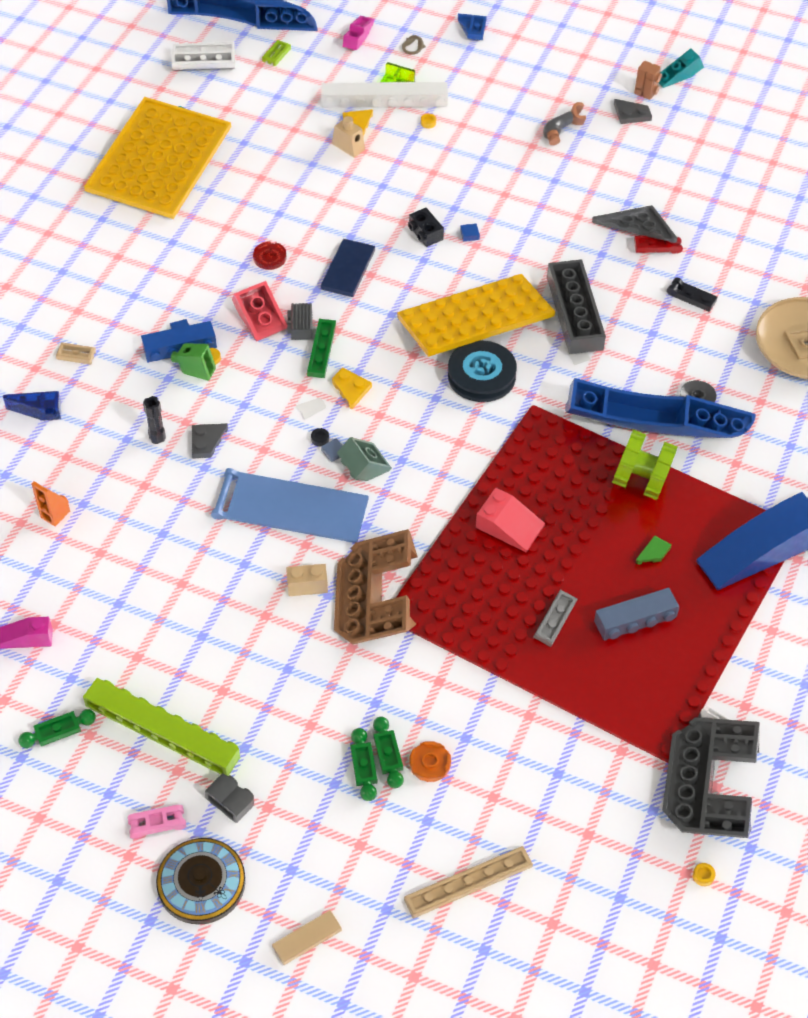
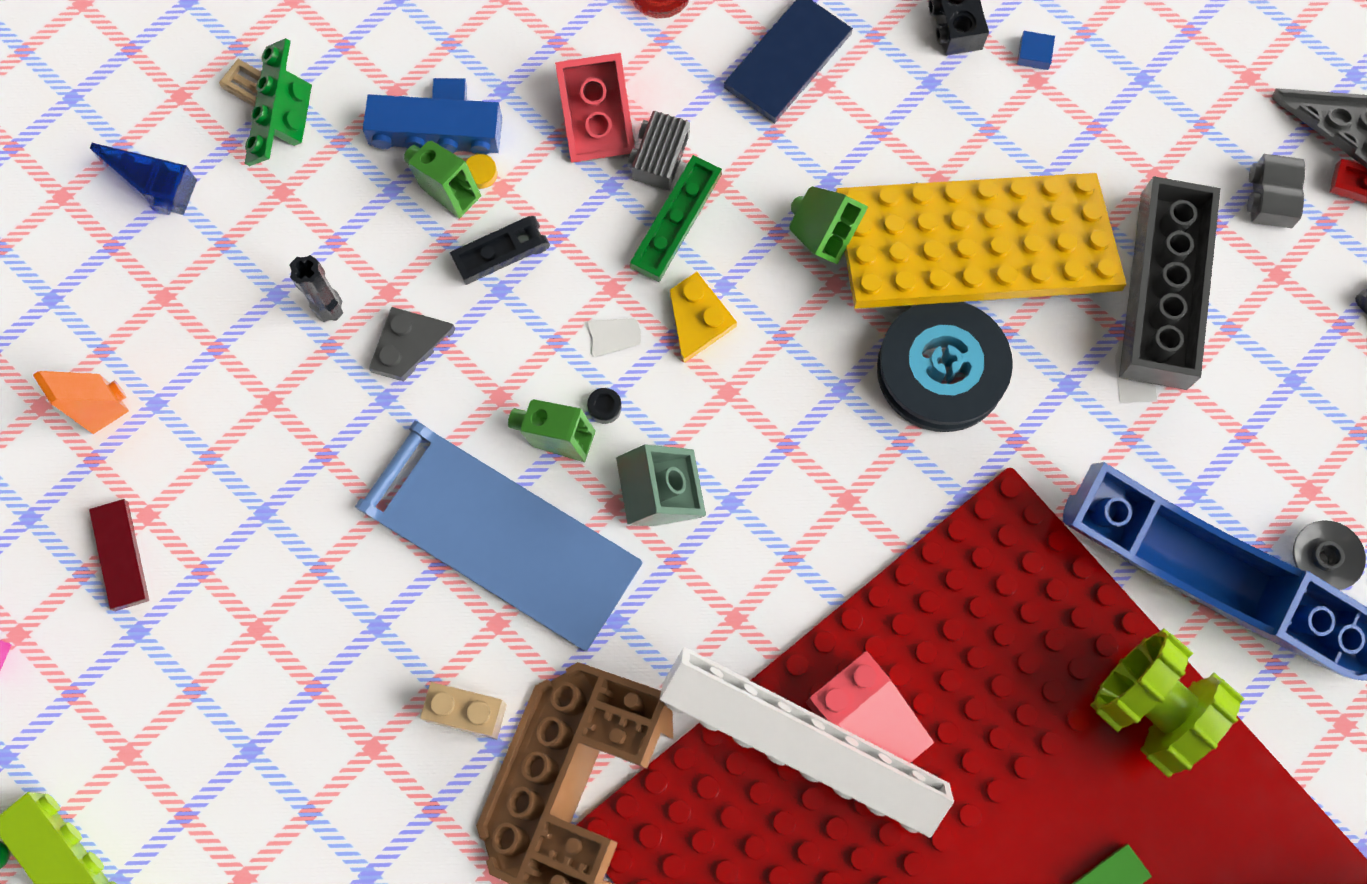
camera: 20 degrees right, 20 degrees up
(93, 354) = (279, 105): none -> green bracket
(94, 572) = (119, 555): none -> dark red tile
(236, 386) = (499, 249): none -> black plate
(300, 449) = (554, 428): none -> bright green torso
(331, 448) = (616, 441): sand blue tile -> none
(398, 324) = (826, 221): none -> bright green torso
(483, 529) = (806, 743): none -> white brick
(610, 257) = (1277, 191): none -> dark grey brick

